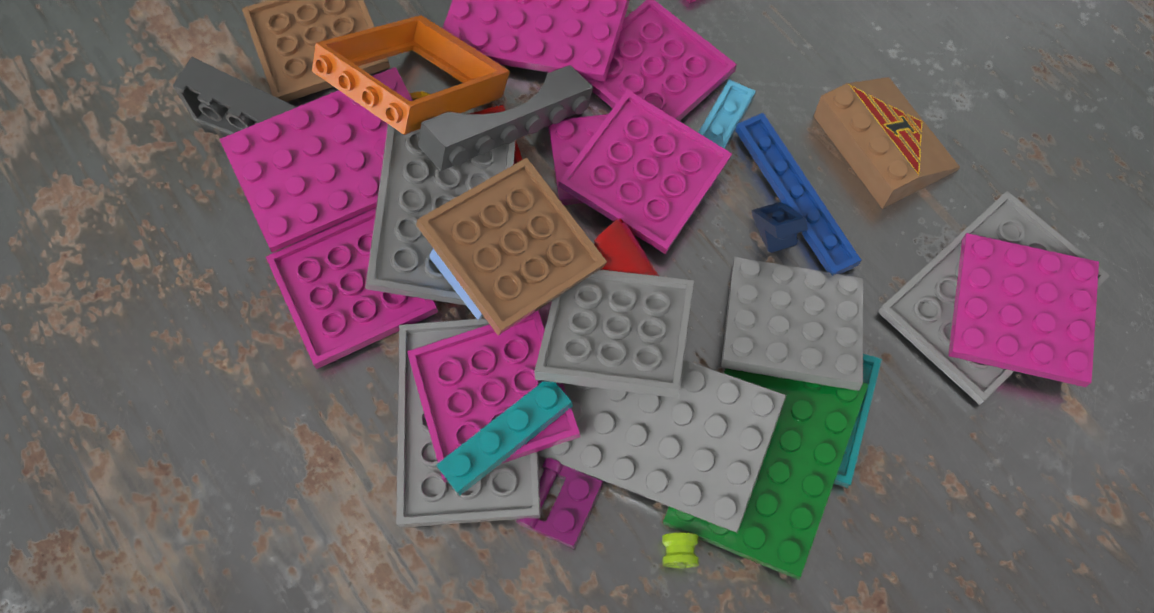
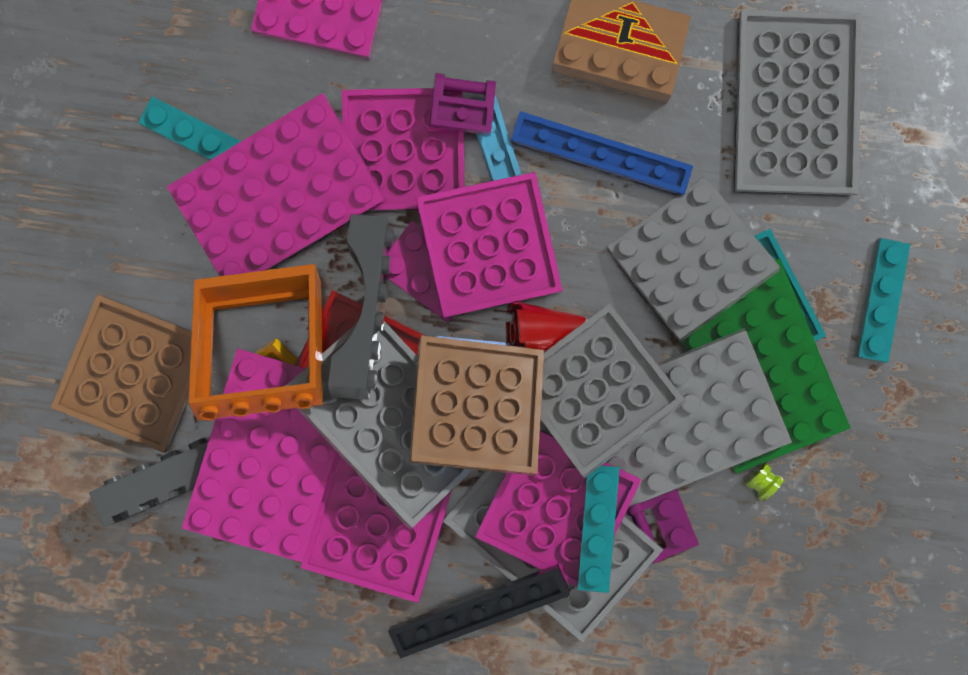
camera: 50 degrees left, 20 degrees up
(350, 412) = (479, 611): none -> black plate
(719, 74) = (462, 113): none -> magenta plate
(778, 226) = (613, 191): dark blue slope -> none
(927, 509) = (883, 300): none -> teal plate
(1025, 310) = (829, 99): dark pink plate -> none

